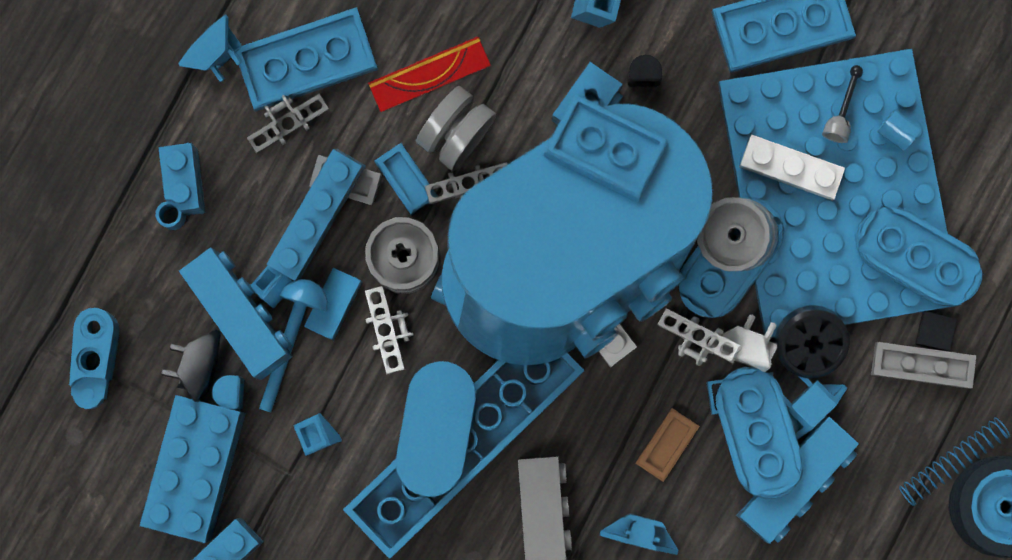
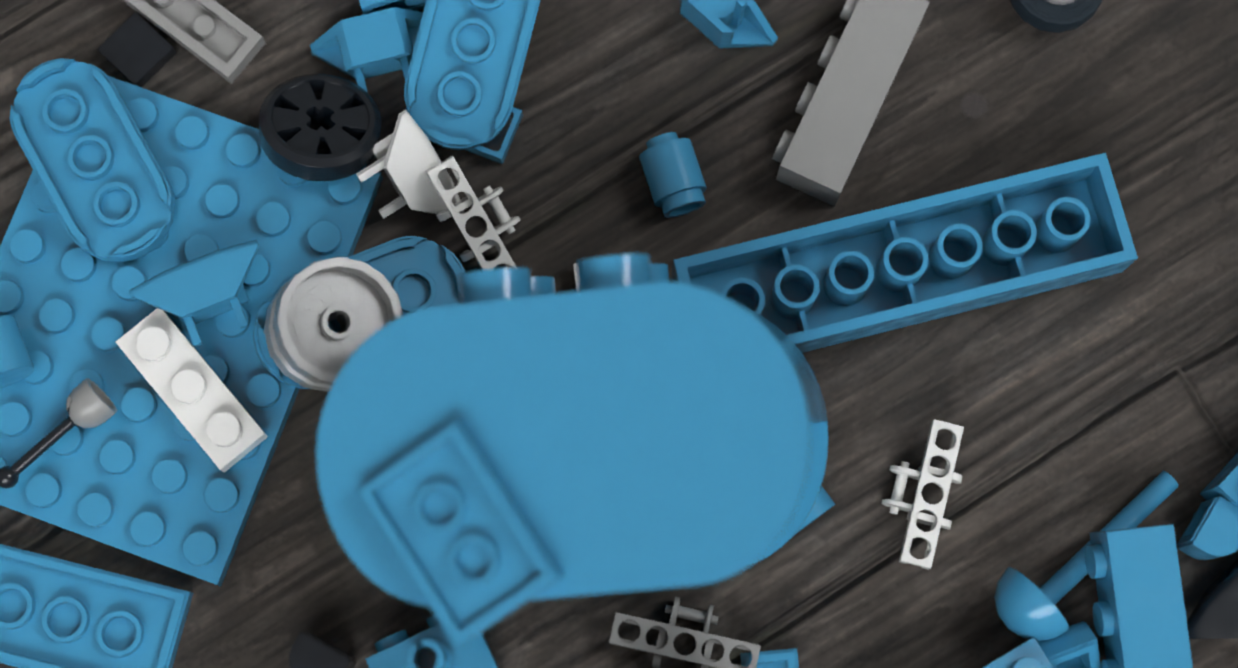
camera: 155 degrees left, 5 degrees down
(316, 434) = (1111, 400): dark azure slope -> none
(340, 294) = (970, 587): dark azure slope -> none
(397, 236) = (878, 579): light grey wheel -> none
(435, 429) = (940, 294): dark azure tile -> none
(612, 424) = (673, 174): none -> dark azure brick
(667, 444) = (610, 107): medium nougat tile -> none
(818, 219) = (202, 287): none -> dark azure piece

